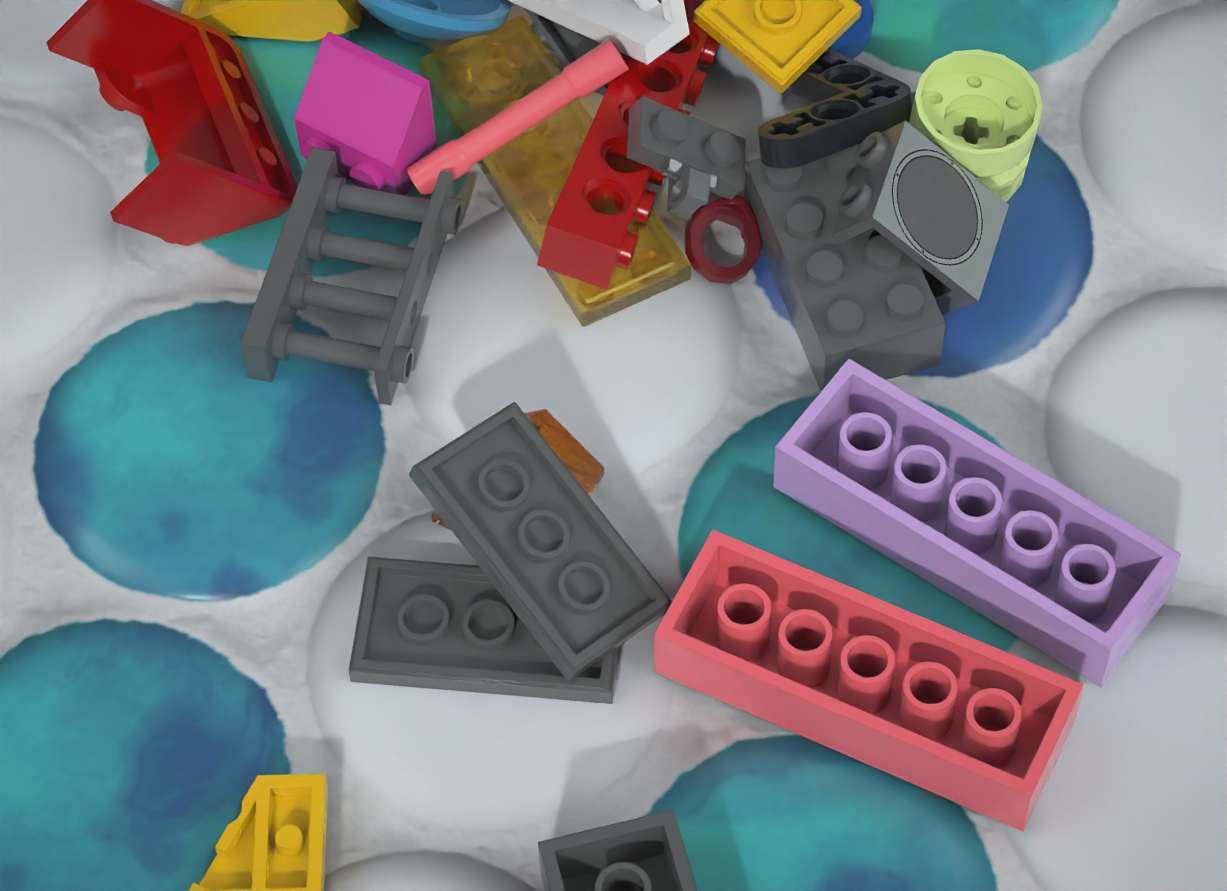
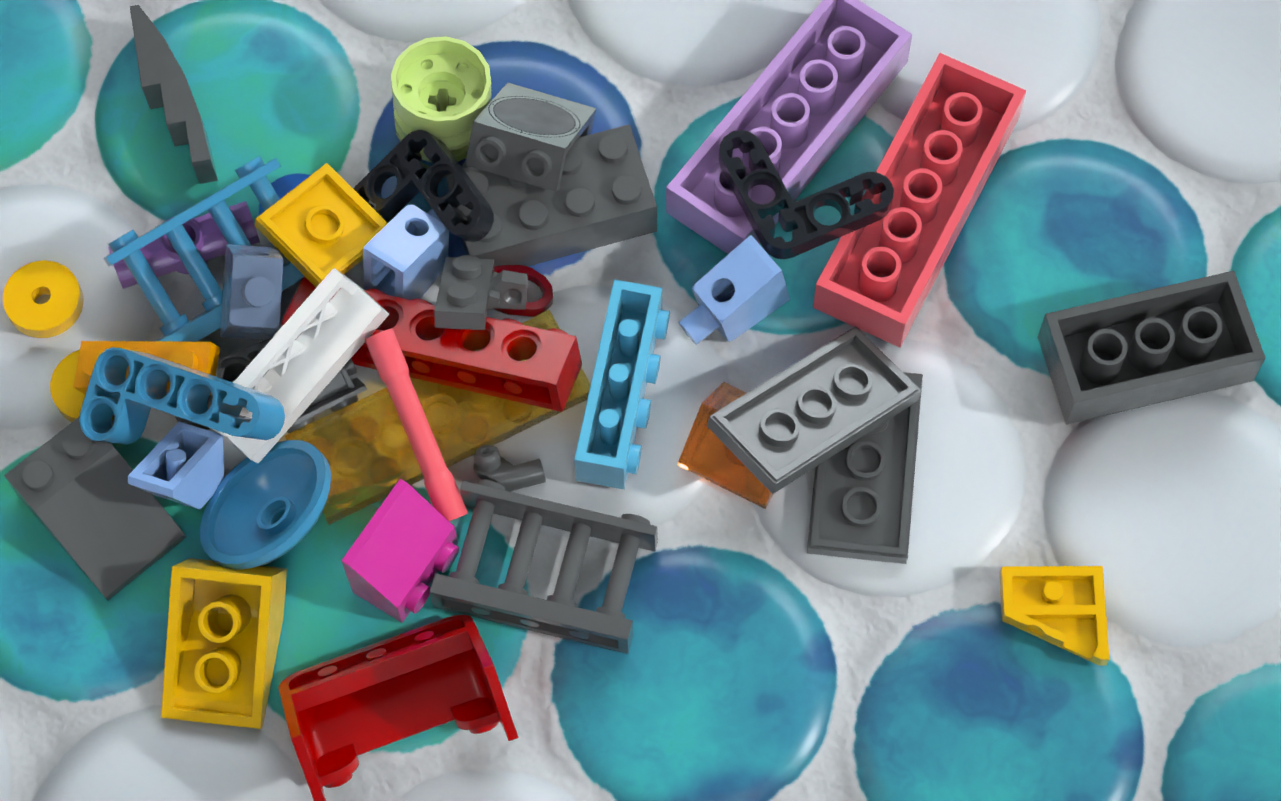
camera: 90 degrees left, 10 degrees up
(479, 236) = (493, 467): none -> dark grey arm
(583, 334) = (619, 385): none -> medium azure brick
(716, 463) = (736, 294): none -> light blue torso
(745, 91) = (406, 254): none -> light blue torso
(807, 497) = (798, 215): none -> black beam

